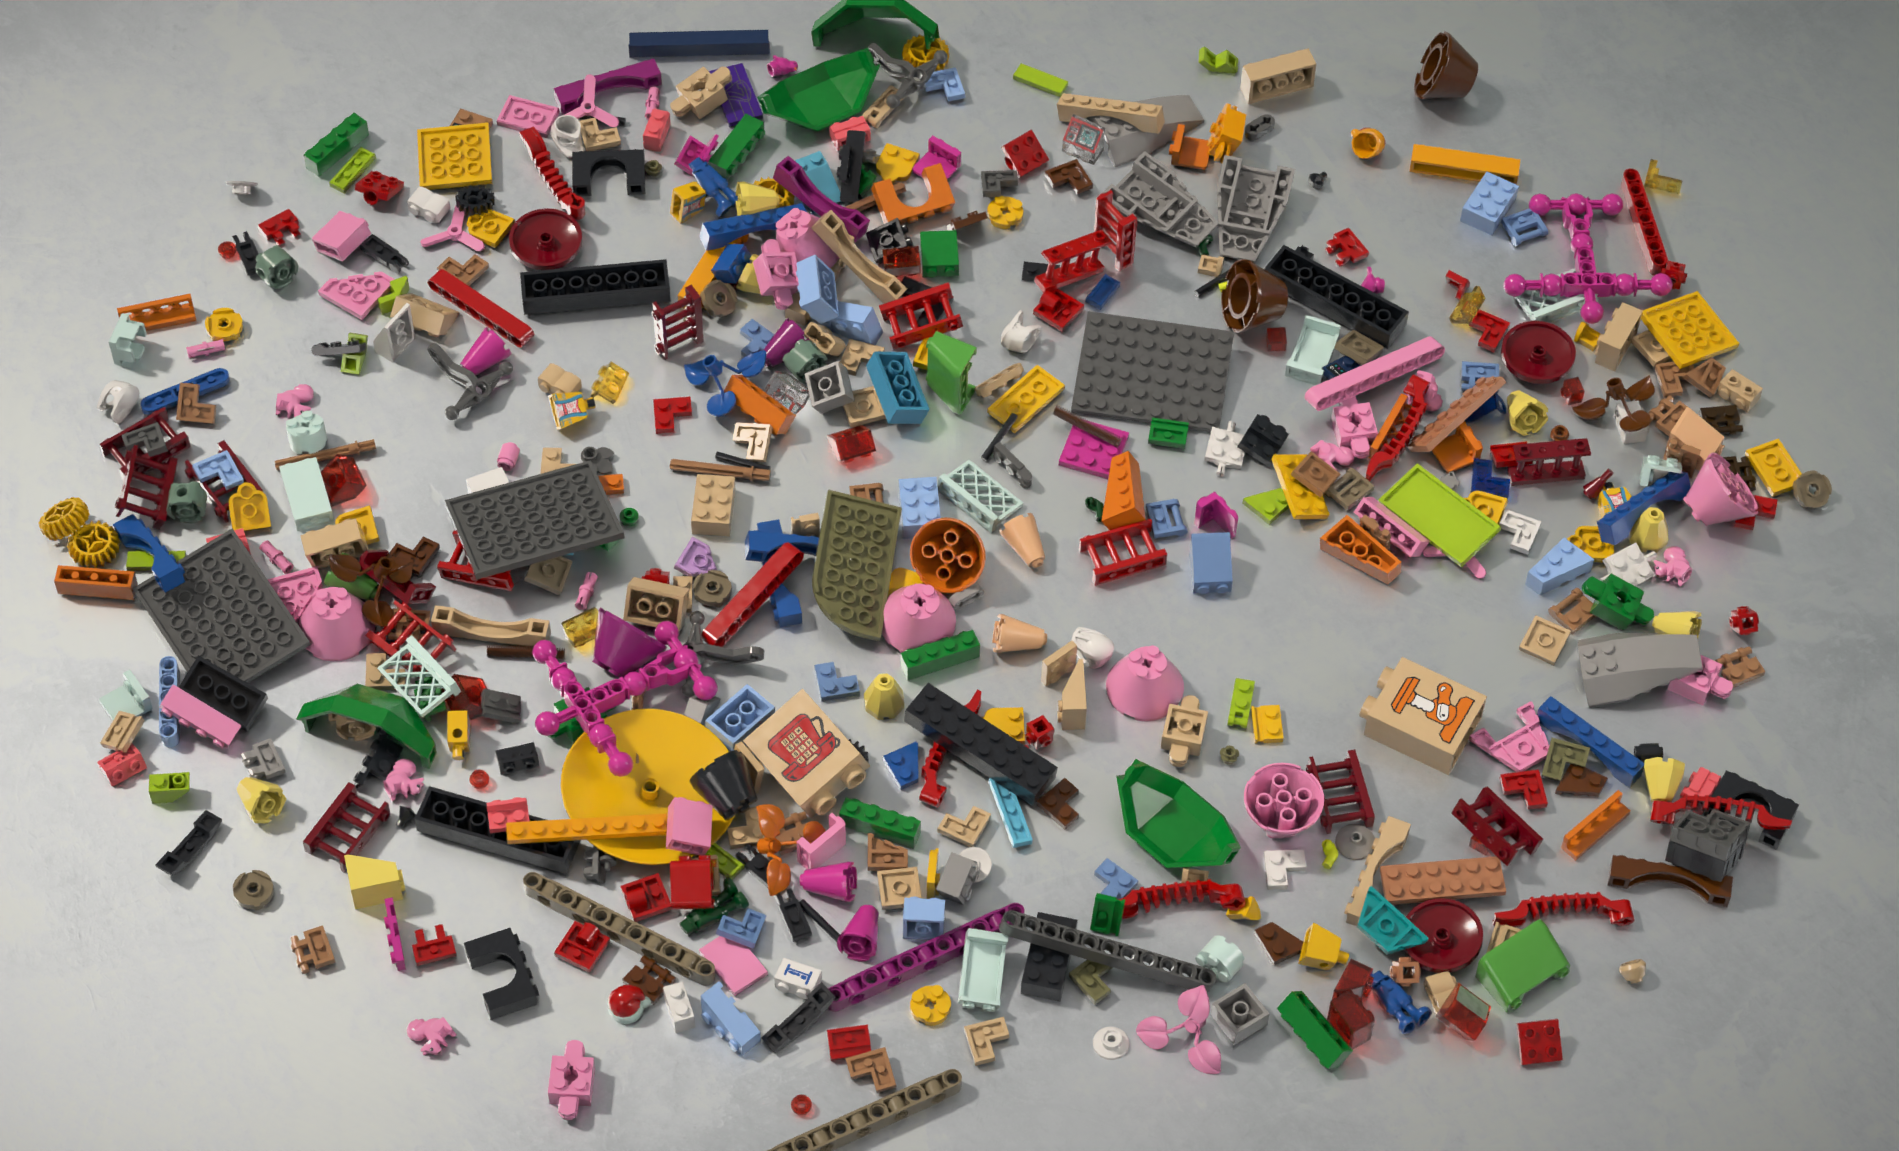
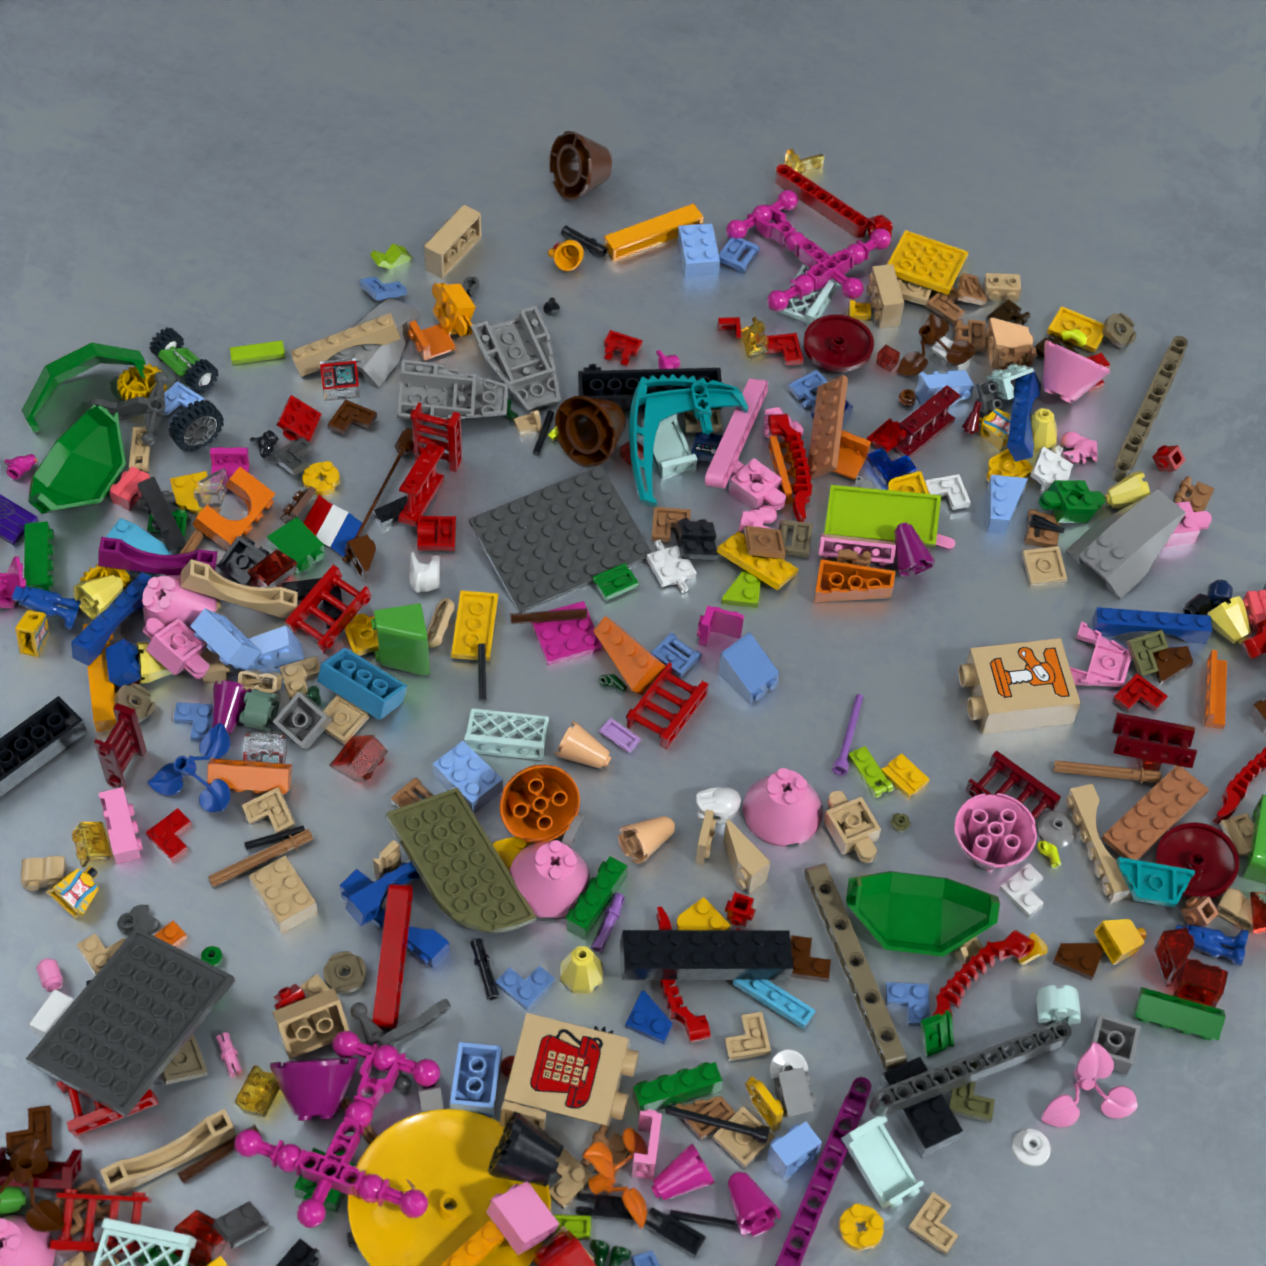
camera: 40 degrees left, 0 degrees up
(639, 382) = (120, 825): none -> bright pink wedge
(695, 559) = (307, 955): lavender plate -> none
(817, 644) = (482, 961): none -> black pin
(855, 376) = (314, 694): none -> clear green cone
(908, 170) = (212, 489): none -> clear slope
(908, 888) = (759, 1133): none -> black piece
(935, 111) = (196, 425): none -> black wheel
(940, 675) = (612, 914): none -> medium lavender pin
(972, 52) = (198, 372): none -> plate
(983, 158) = (265, 443): none -> black animal
(984, 290) = (361, 553): none -> reddish brown slope
(985, 258) = (336, 526): none -> flag
(1013, 465) = (514, 689): dark grey hinge -> none
(1066, 551) = (619, 735): none -> lavender tile
(1089, 839) = (859, 977): none -> dark tan beam
(1102, 292) = (459, 497): blue tile -> none
(1183, 85) = (381, 291): none -> medium blue plate
(1221, 682) = (841, 764): none -> medium lavender piece
(1247, 411) = (664, 519): none -> medium nougat plate
(1330, 314) = (669, 403): none -> teal piece
(1402, 153) = (589, 244): none -> black pin
(1432, 556) = (911, 551): none -> magenta cone
(1439, 827) = (1107, 771): none -> medium nougat axle
(1526, 413) = (870, 394): light yellow cone -> none
(1575, 605) = (1041, 523): none -> black piece
(1604, 446) = (932, 383): none -> light blue wedge
(1629, 474) = (988, 396): none -> dark grey hips
(1680, 751) = (1220, 592): none -> dark blue head
(1763, 470) = (1075, 334): none -> neon yellow arm
(1775, 570) = (1149, 409): none -> dark tan beam

